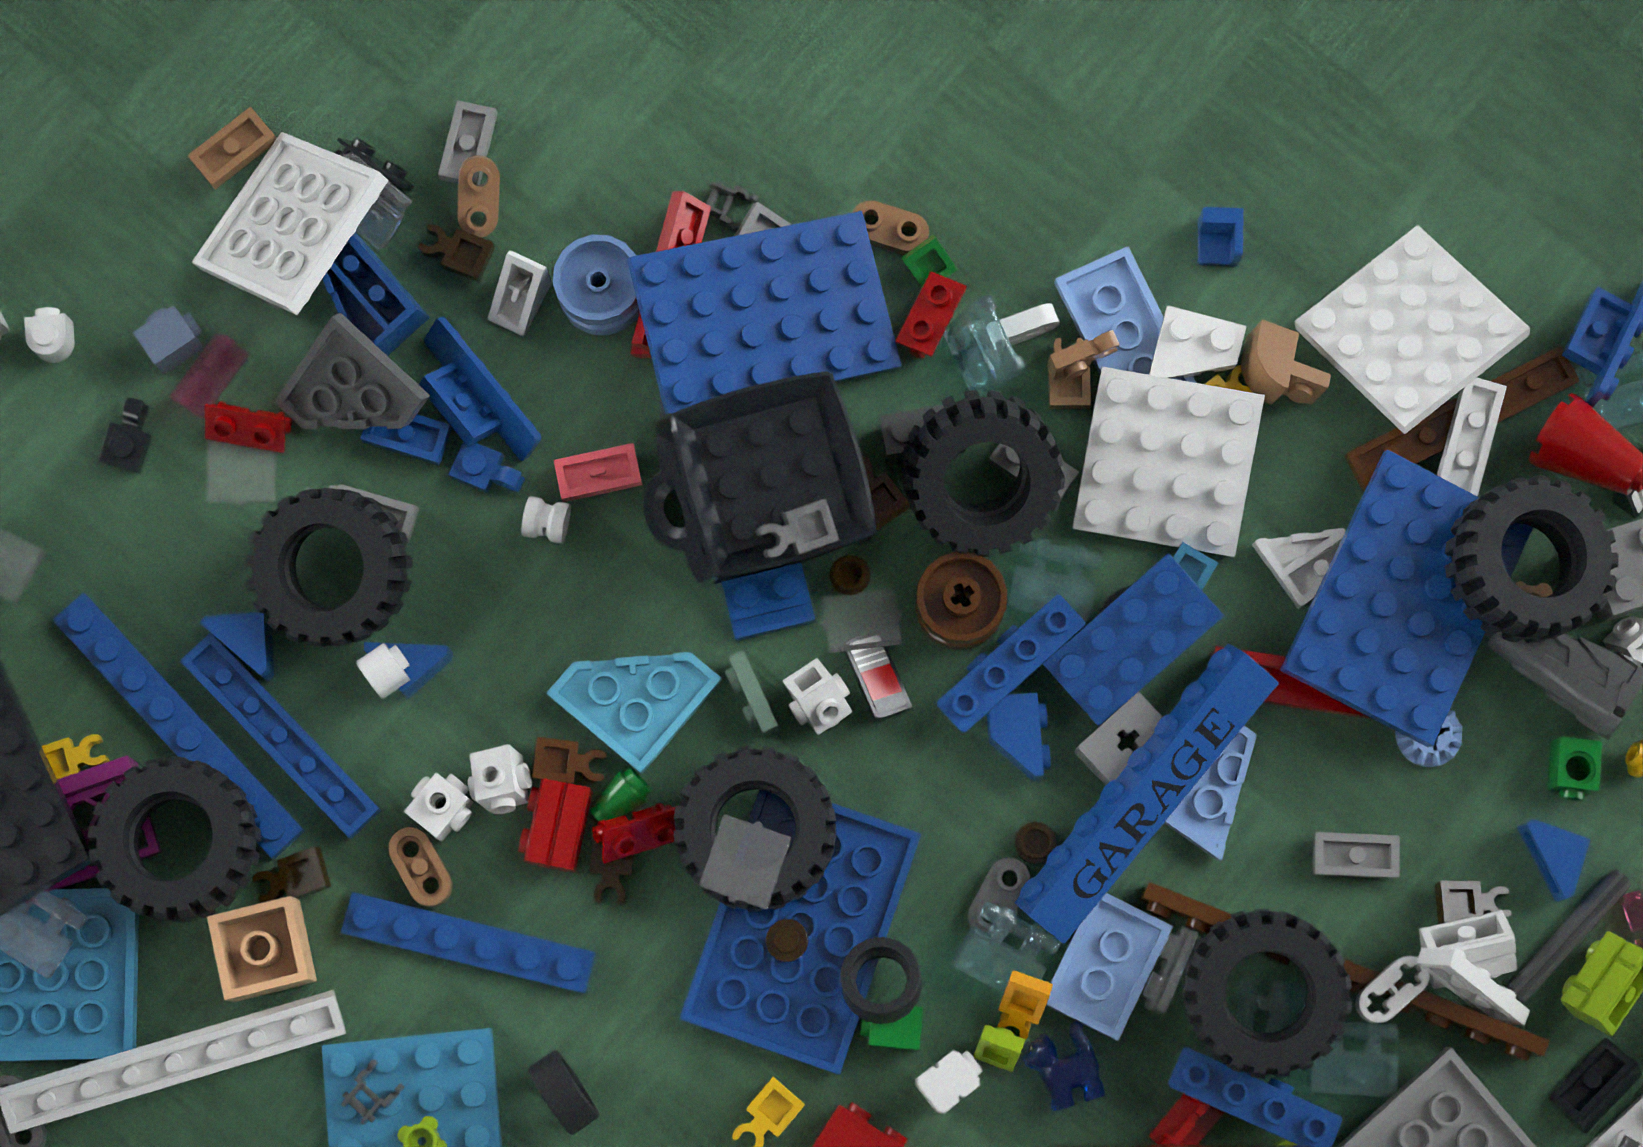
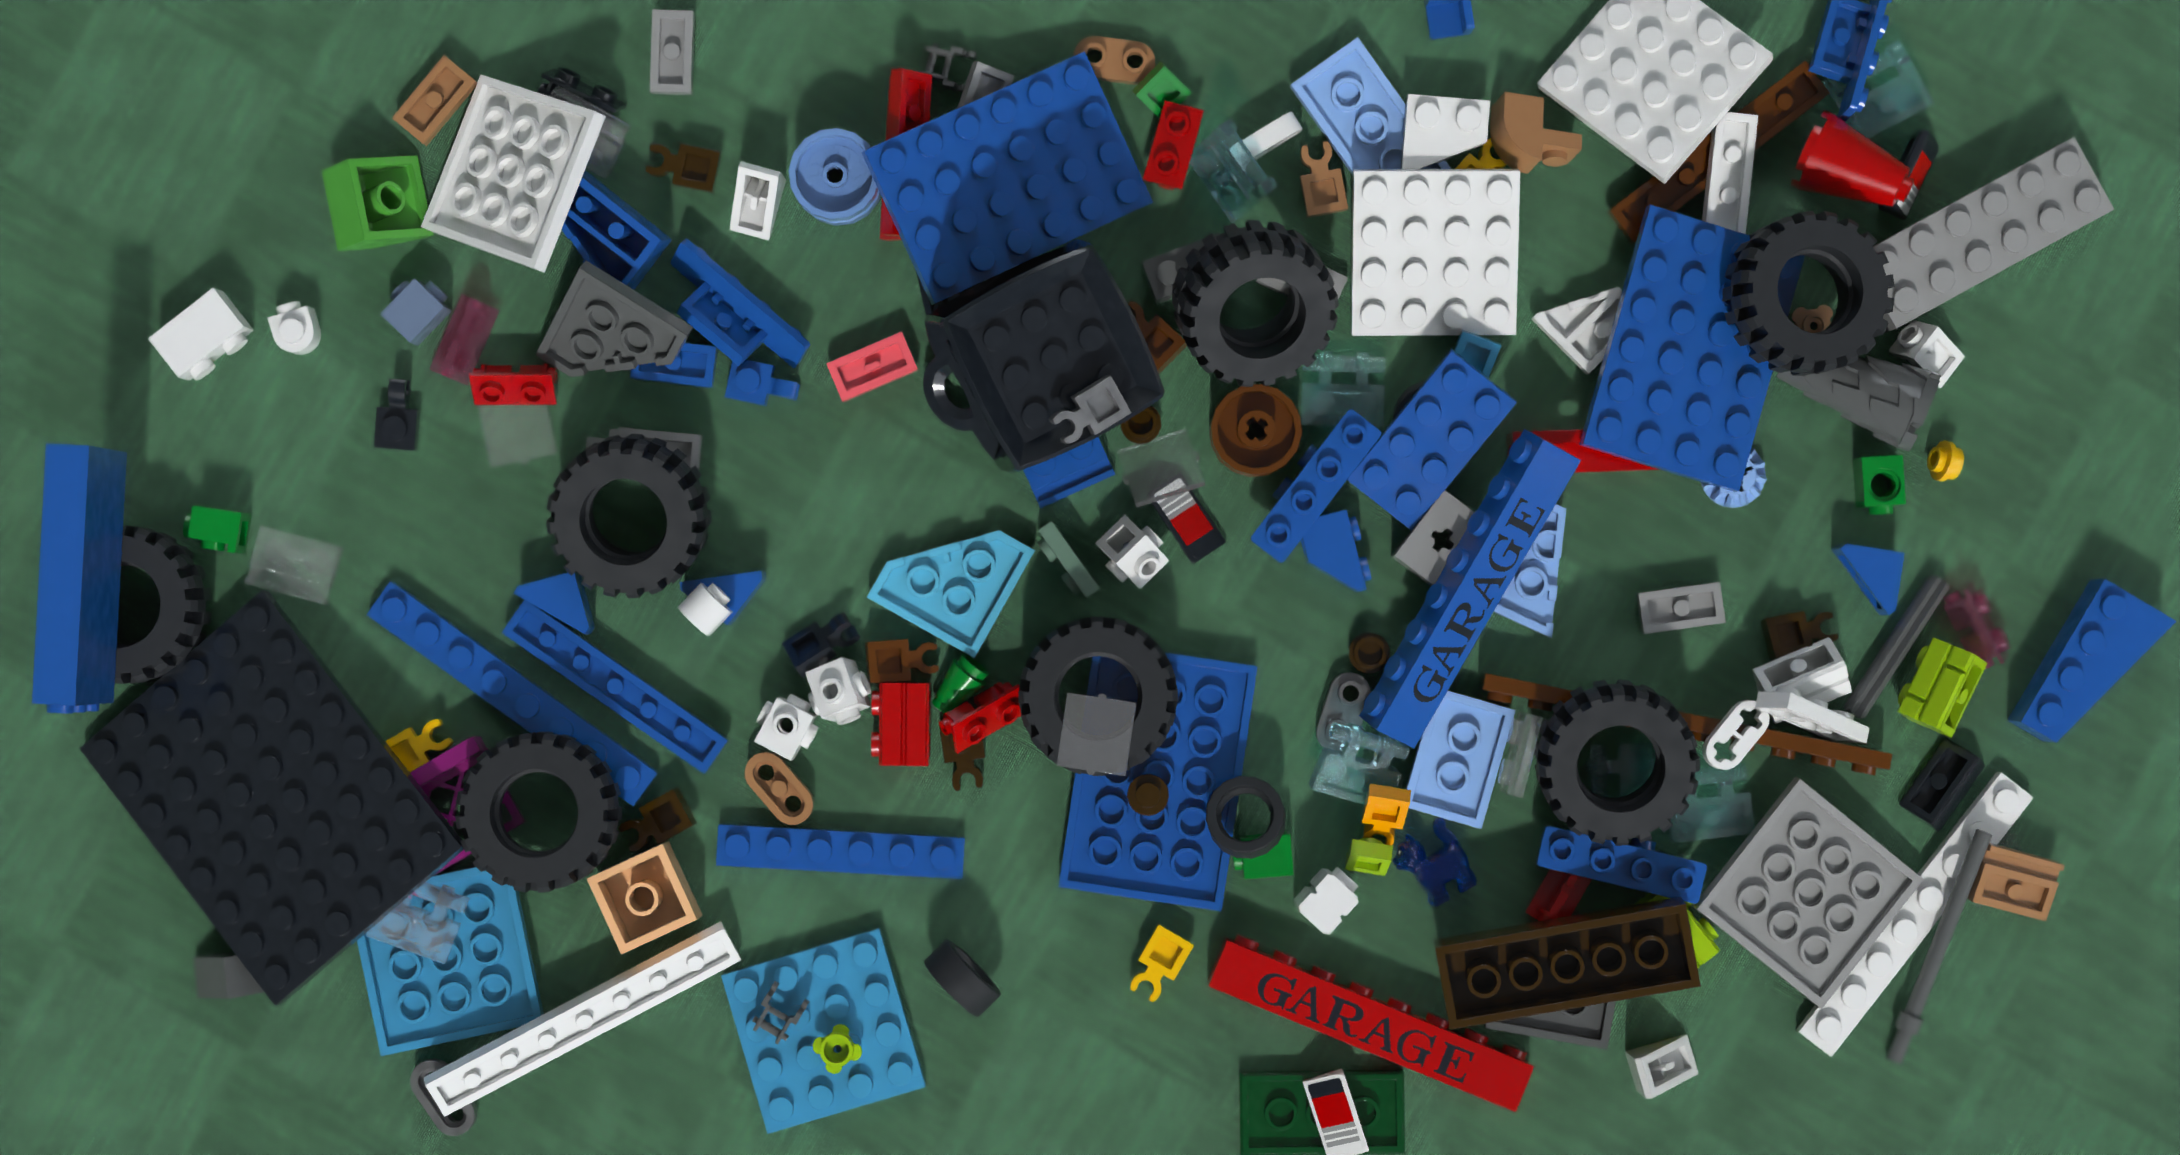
camera: 10 degrees left, 10 degrees up
(154, 230) = (376, 201): none -> bright green slope
(478, 197) = (694, 108): medium nougat plate -> none
(487, 730) = (815, 644): none -> black plate
(546, 520) = (830, 424): white wheel -> none
(1074, 359) = (1324, 169): medium nougat plate -> none

